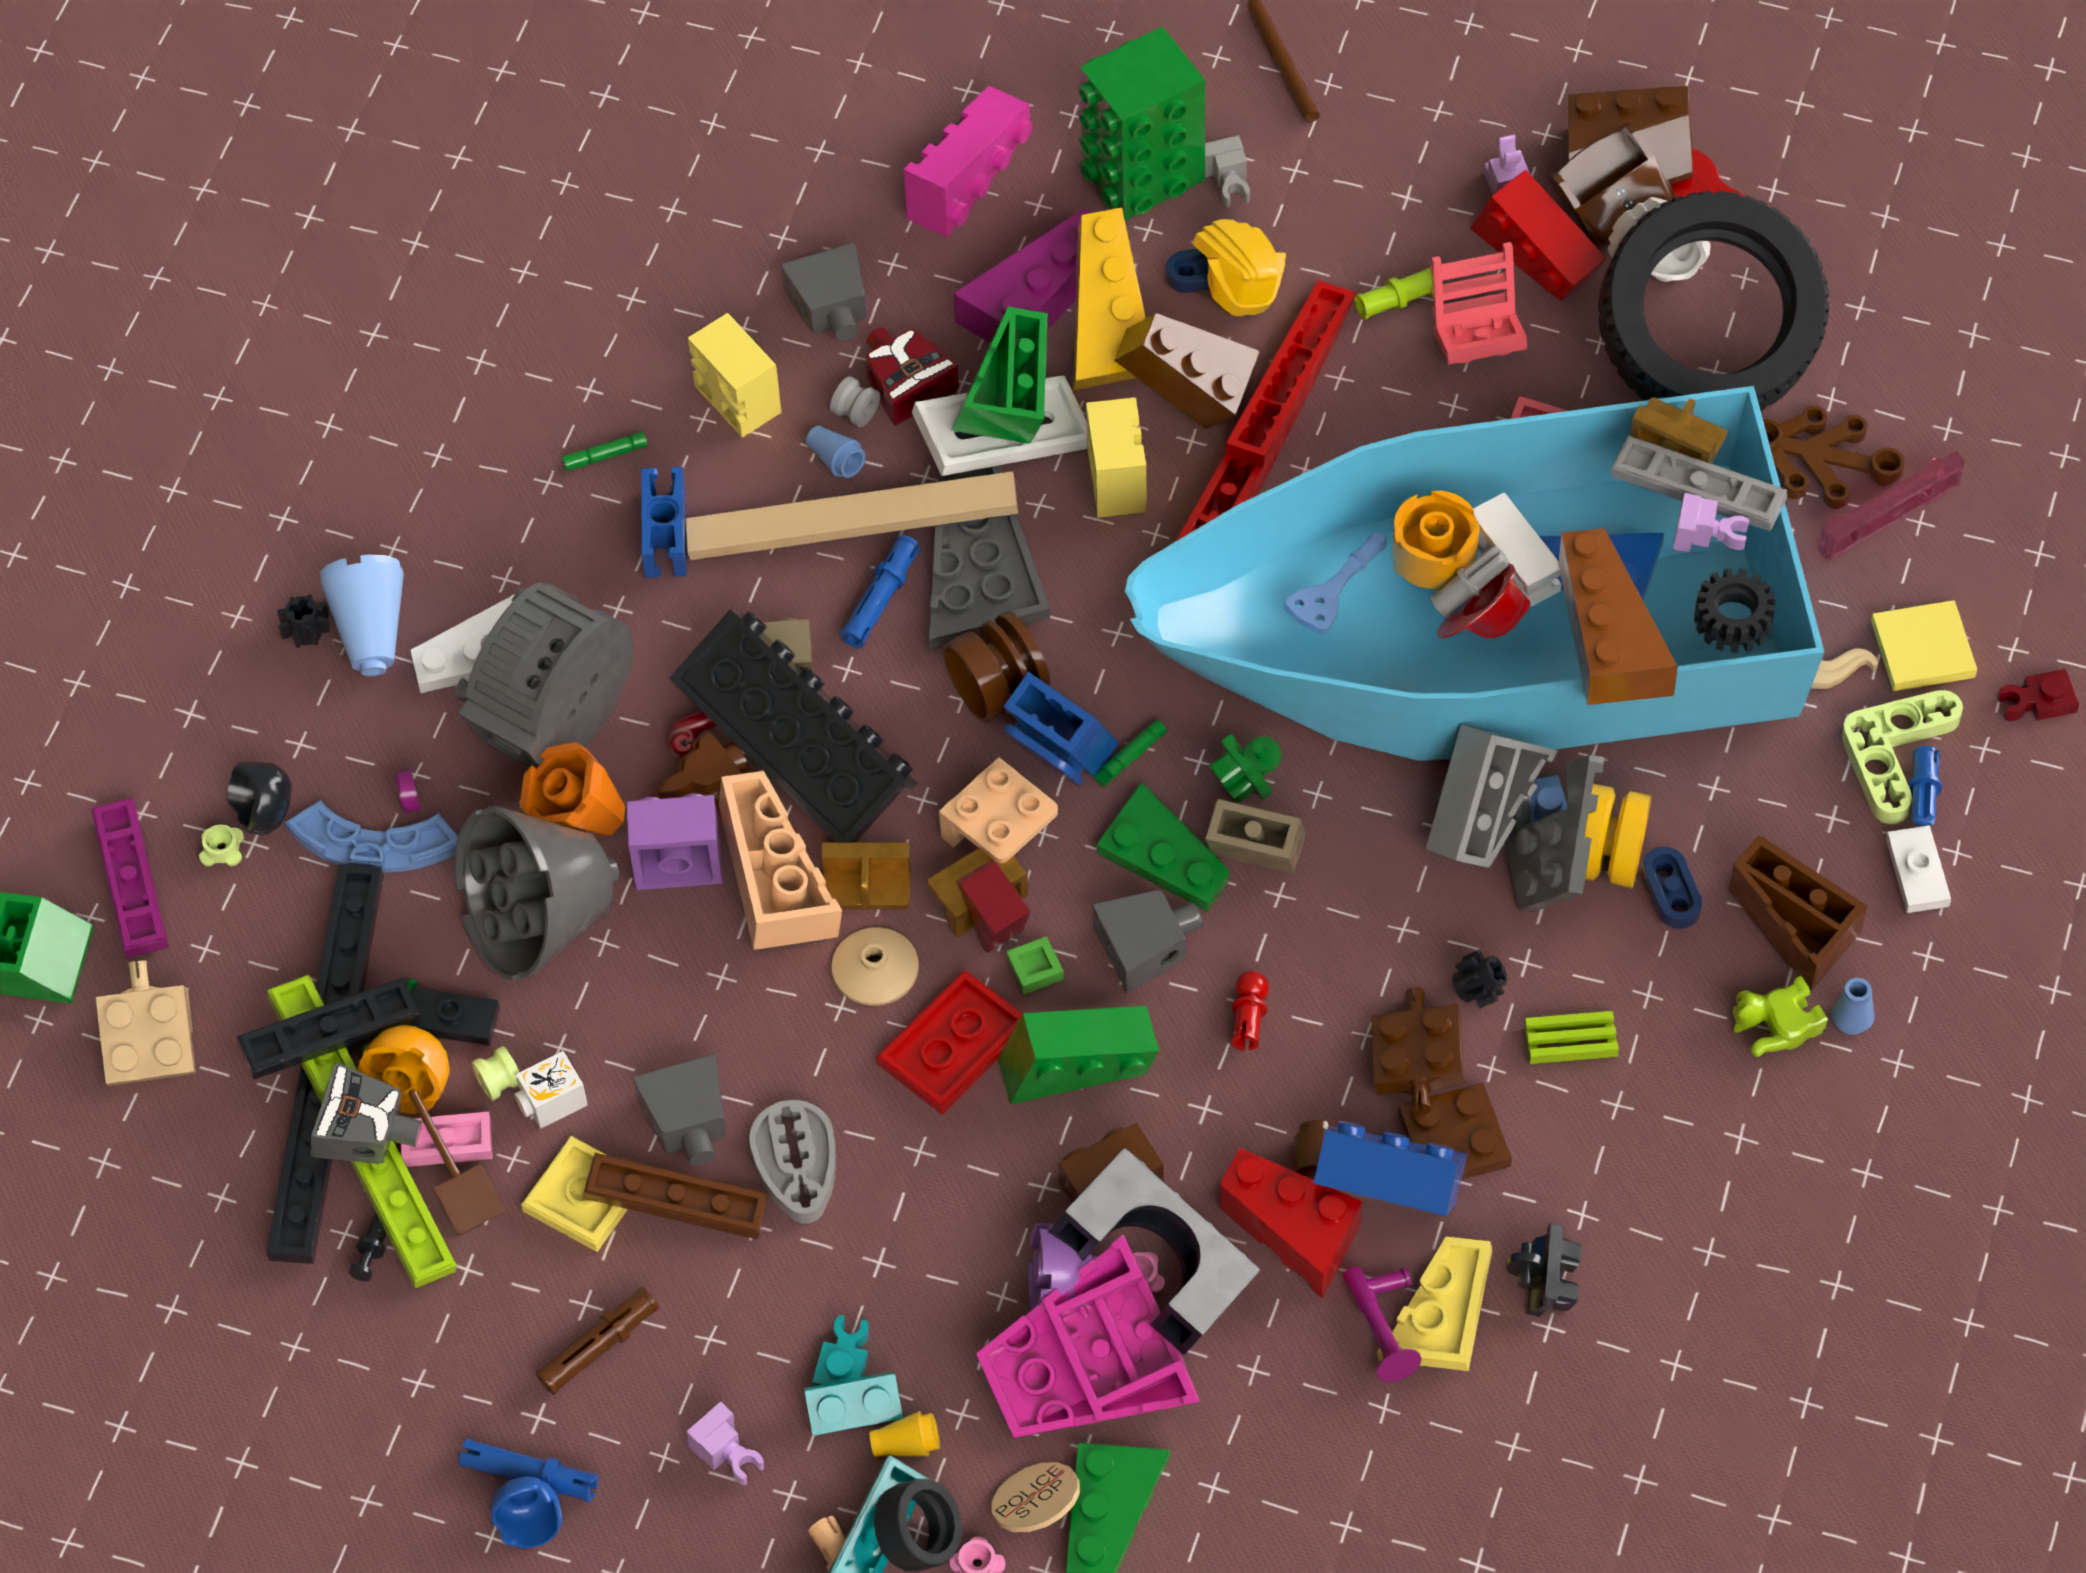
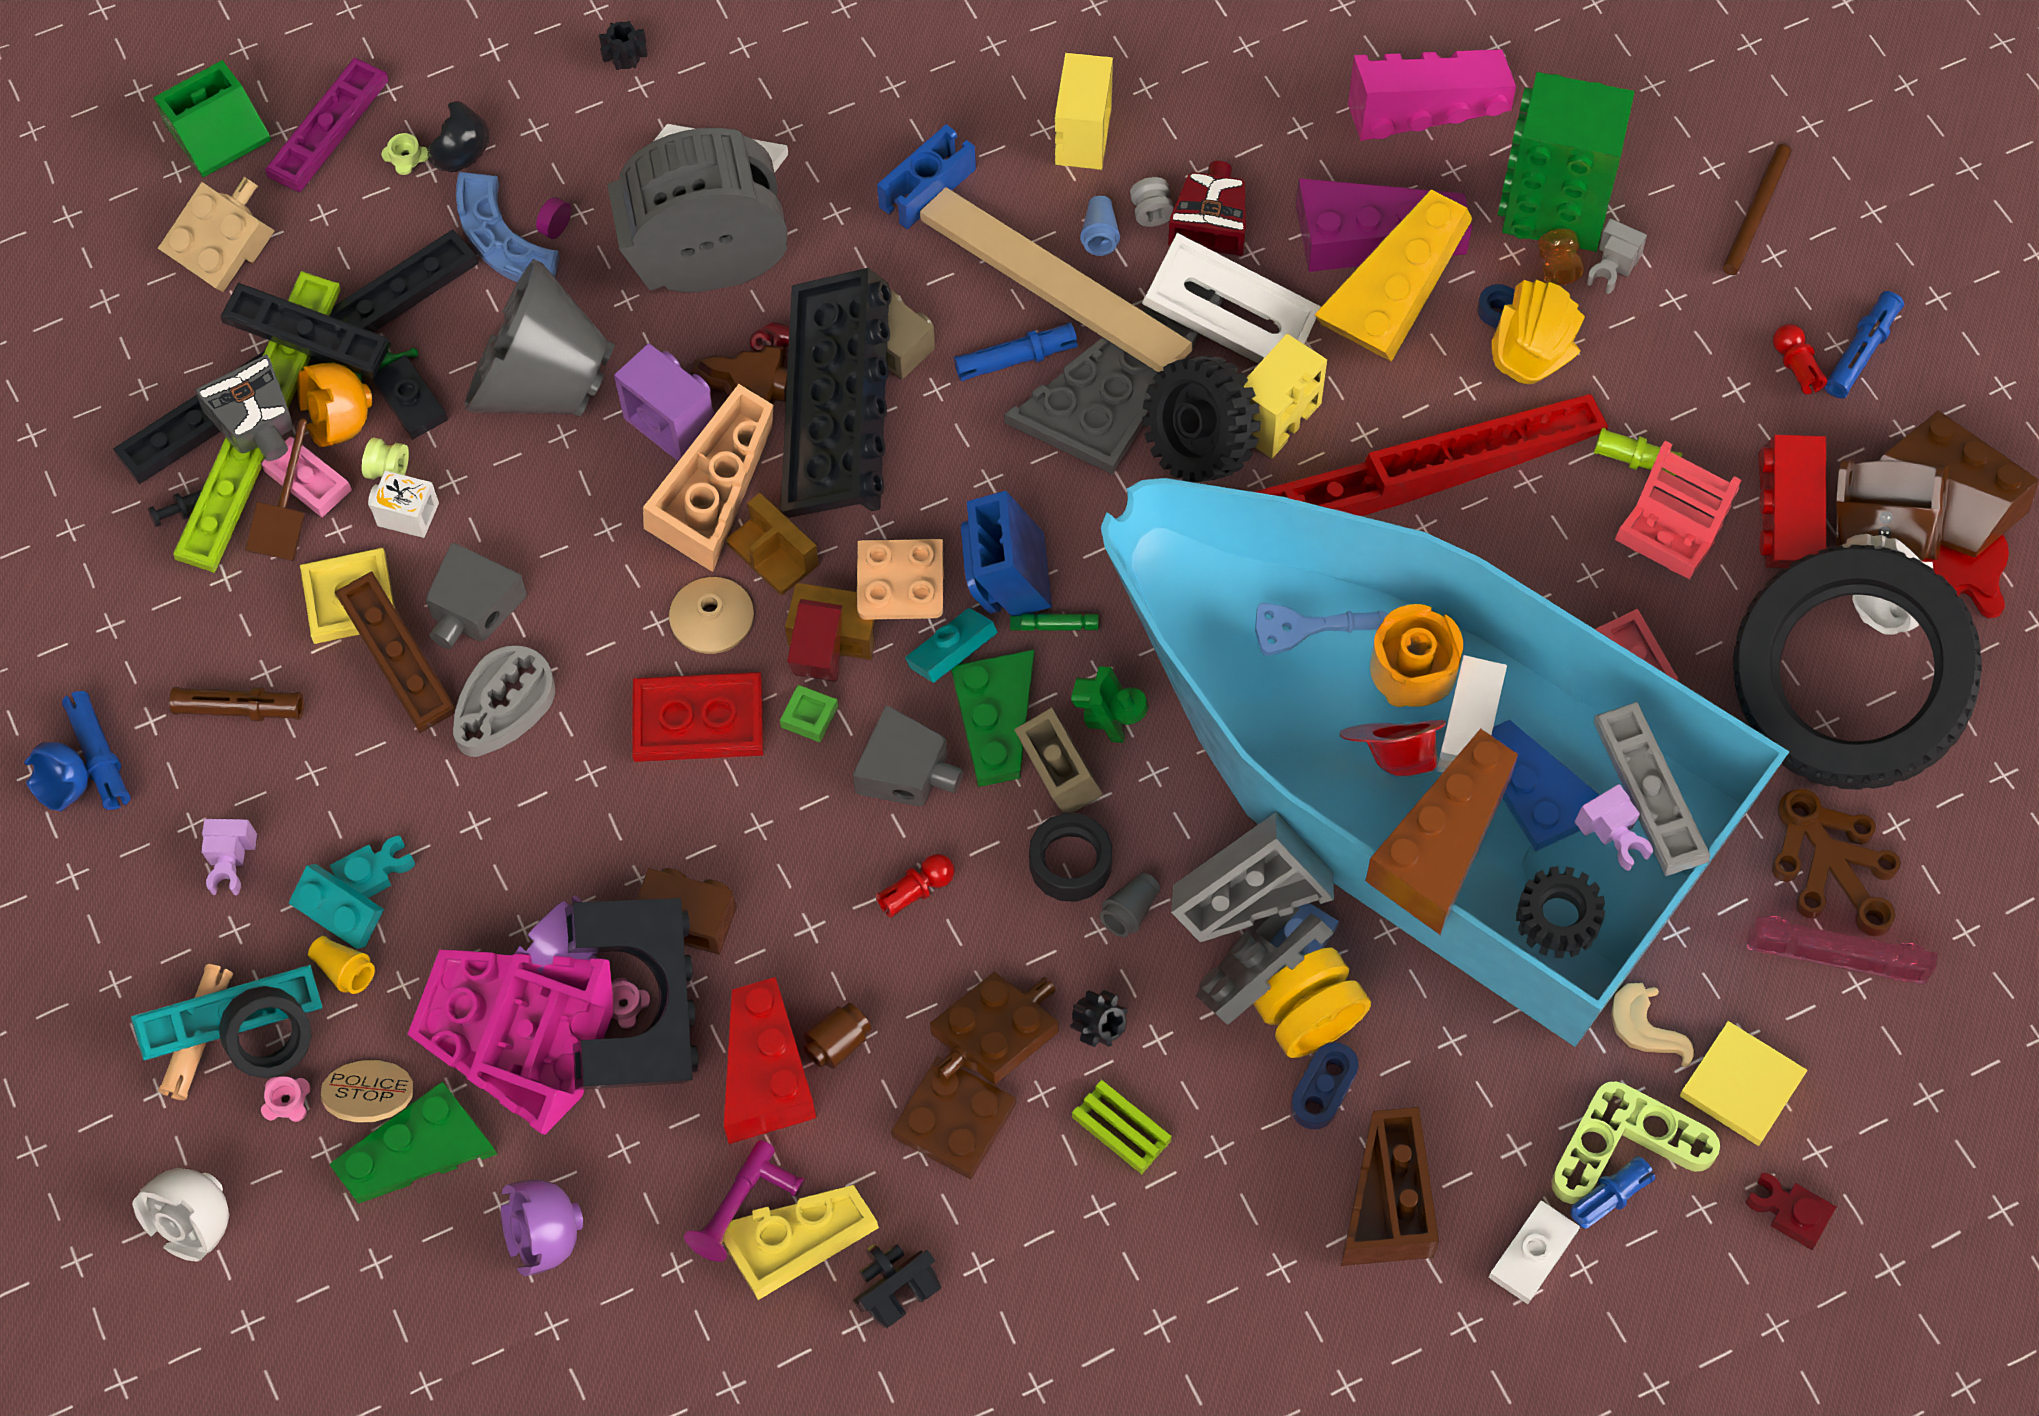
camera: 45 degrees right, 5 degrees up
(366, 609) = (663, 70): light blue cone -> none
(572, 791) = (632, 308): orange cone -> none
(604, 451) = (950, 95): green wheel -> none
(827, 290) = (1227, 108): dark grey torso -> none
(994, 666) = (1022, 472): reddish brown wheel -> none
(1010, 382) = (1257, 270): green wedge -> none
(1076, 1050) = (762, 801): green wedge -> none
(1079, 830) = (951, 645): none -> teal plate
(1090, 487) = (1201, 418): none -> black wheel
(1188, 367) = (1404, 373): wedge -> none
(1191, 201) = (1560, 255): none -> clear orange wheel
(1267, 1465) = (539, 1224): none -> medium lavender cylinder
(1332, 867) = (1070, 826): none -> black tyre
(1390, 1168) = (858, 1099): blue wedge -> none
(1409, 132) = (1798, 357): none -> red pin
(1410, 891) = (1129, 905): none -> dark grey cone
(1456, 81) = (1885, 312): none -> blue pin
(1470, 581) = (1404, 709): light grey axle -> none
(1506, 167) = (1835, 428): lavender piece -> none
(1678, 429) = (1682, 734): pearl gold panel -> none
(1783, 1014) = (1296, 1256): lime animal -> none
(1854, 1007) = (1349, 1320): medium blue cone -> none

